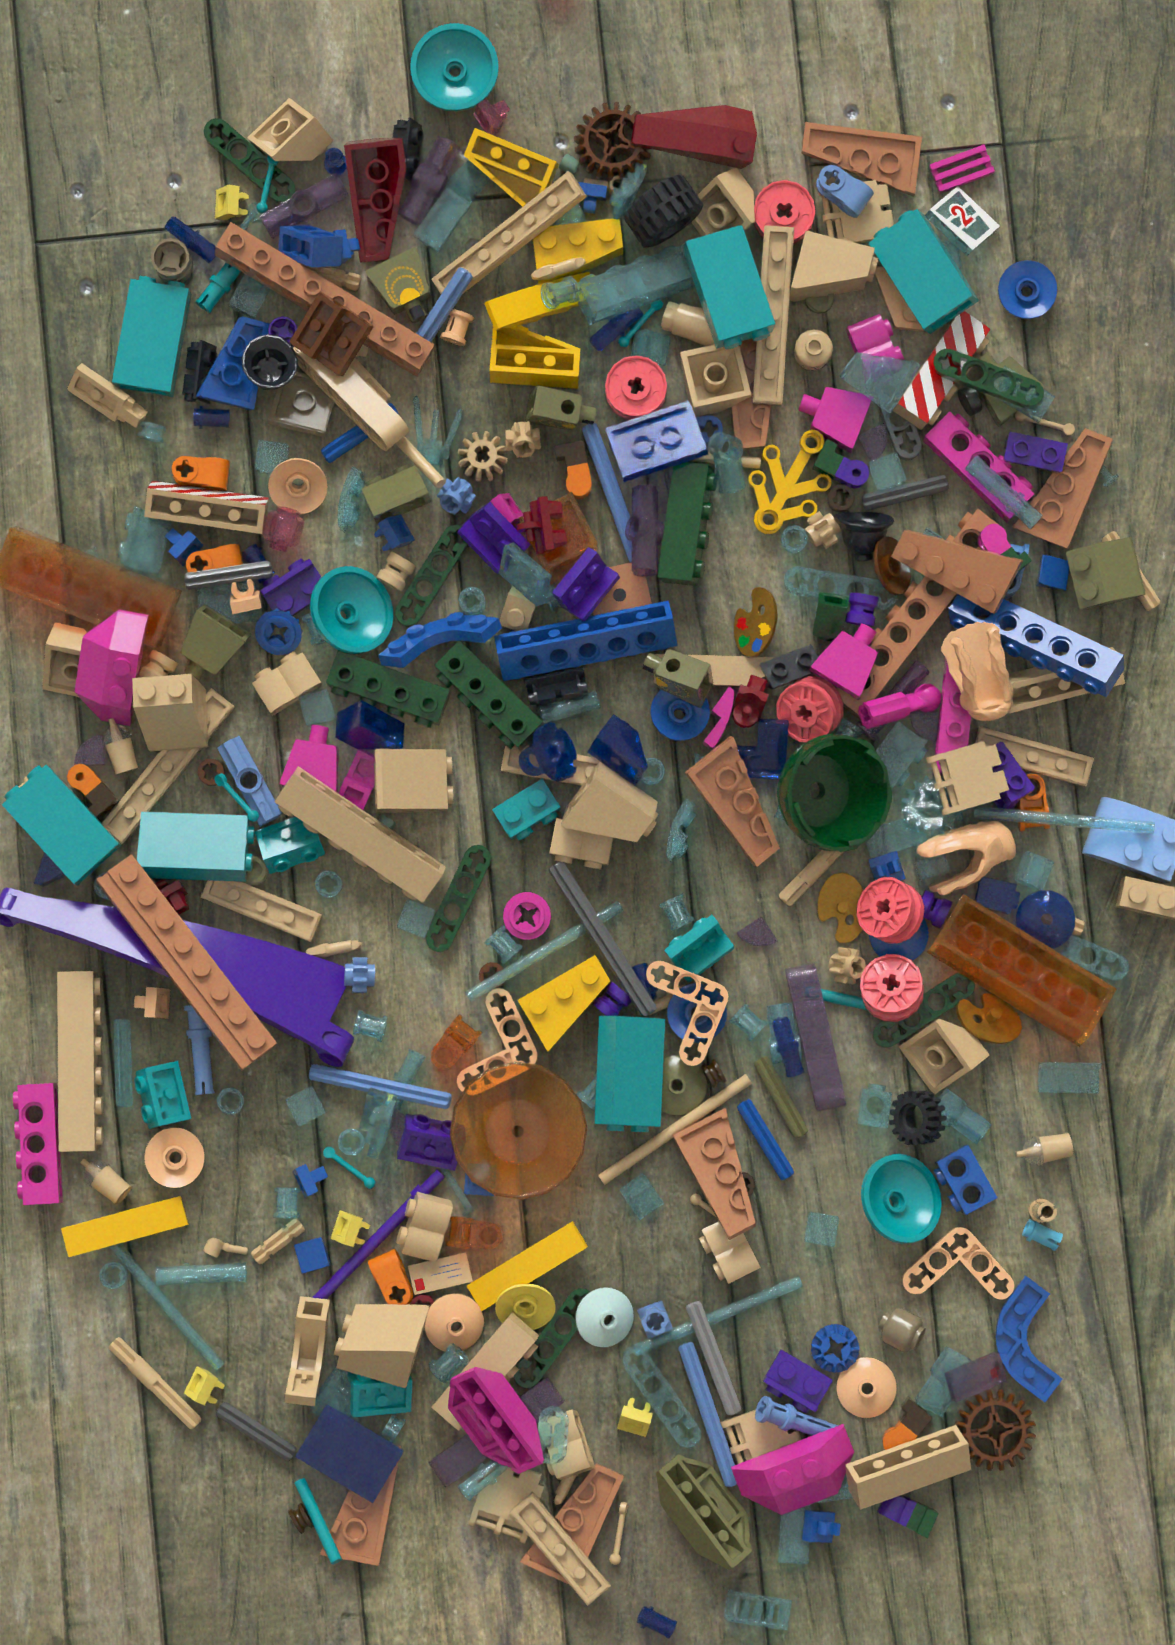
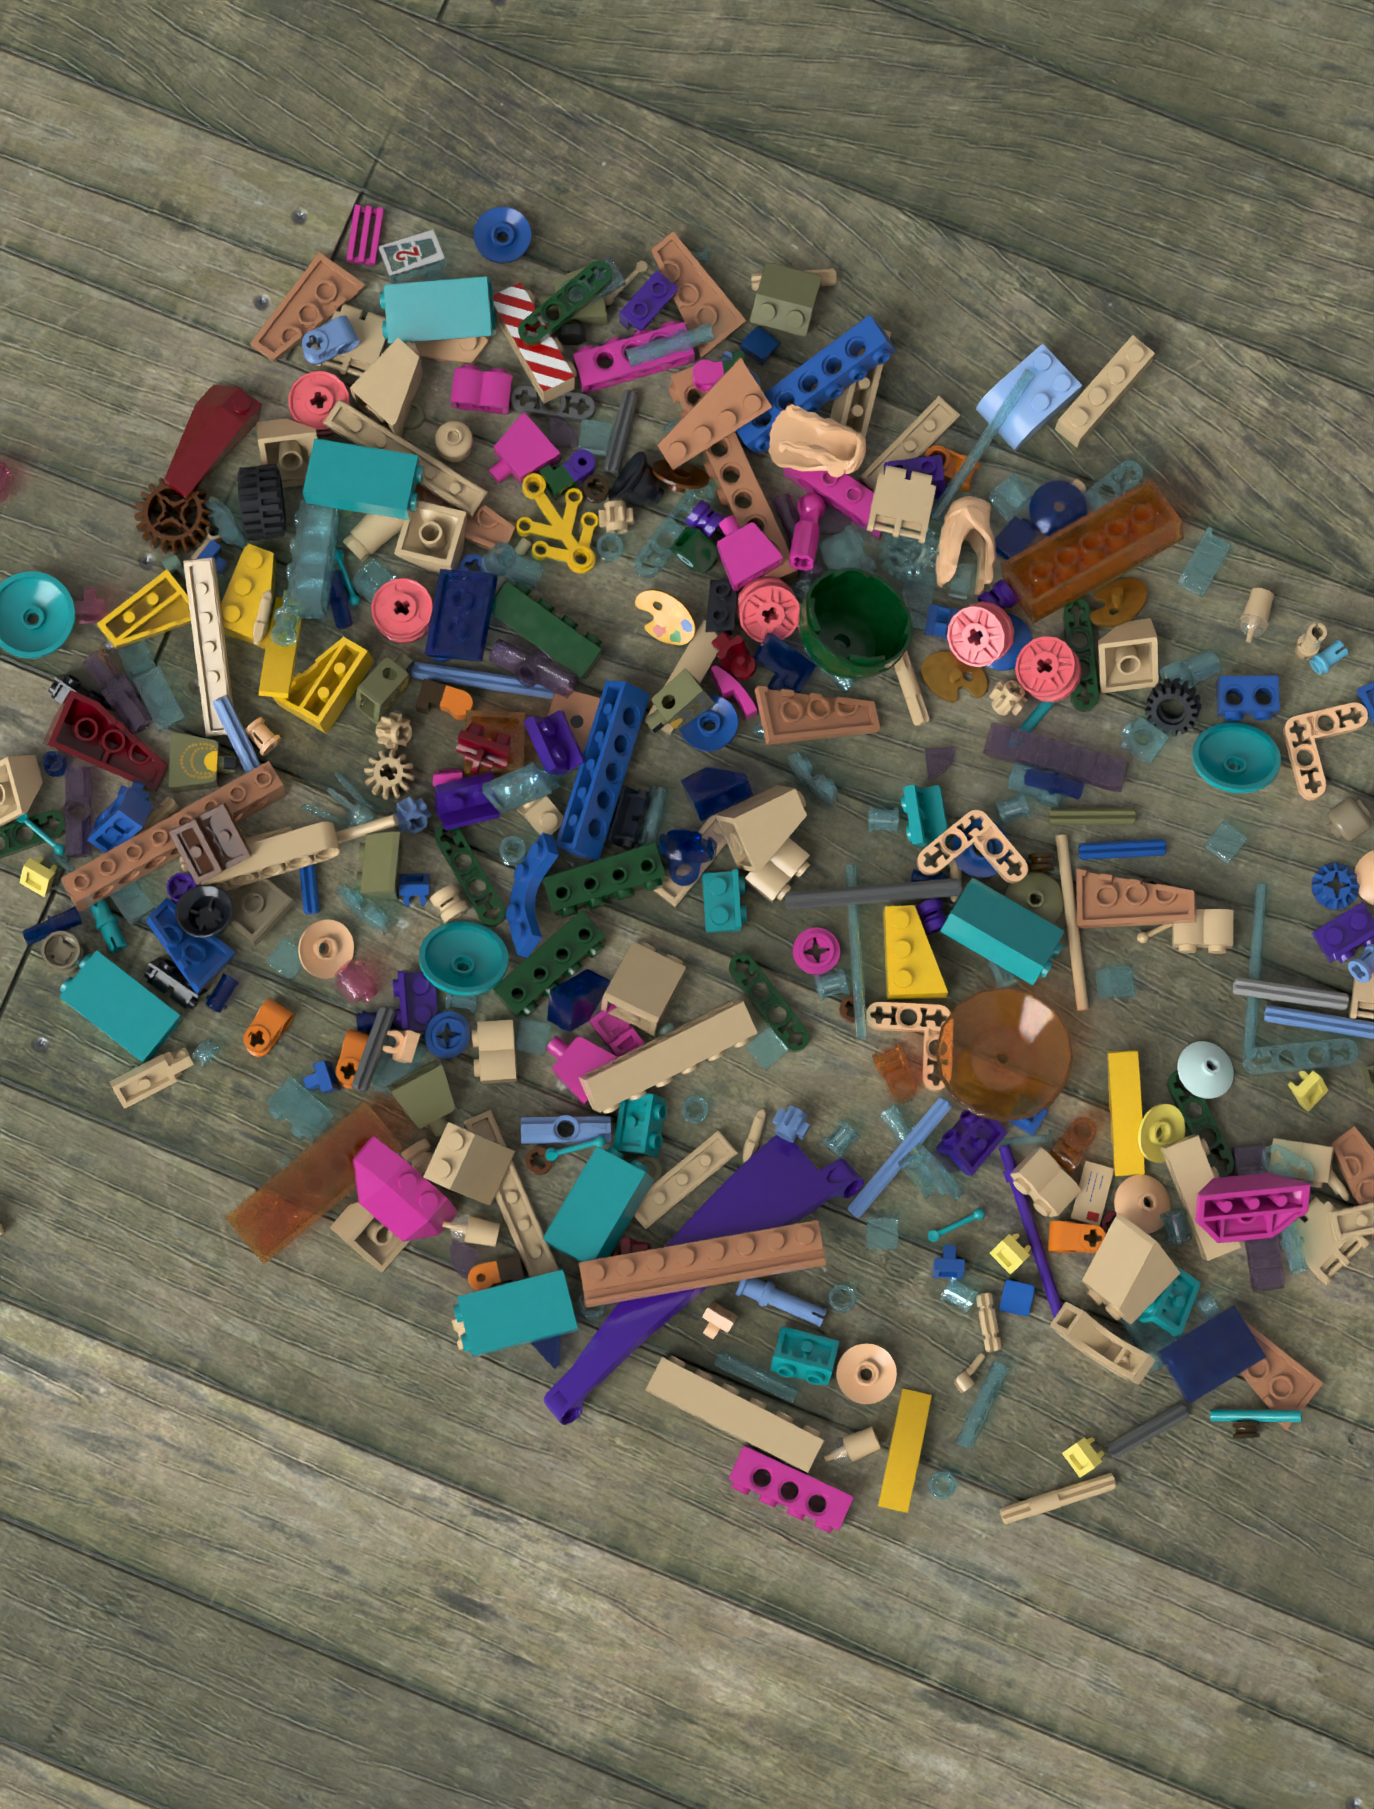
camera: 70 degrees left, 5 degrees down
(167, 1306) = (995, 1451): clear light blue piece -> none
(206, 507) = (301, 1038): tan brick -> none
(348, 1150) = (940, 1217): clear light blue bush -> none
(650, 780) = (753, 769): clear light blue bush -> none
(654, 1319) = (1233, 1022): medium blue piece -> none
(880, 378) = (511, 396): clear light blue slope -> none

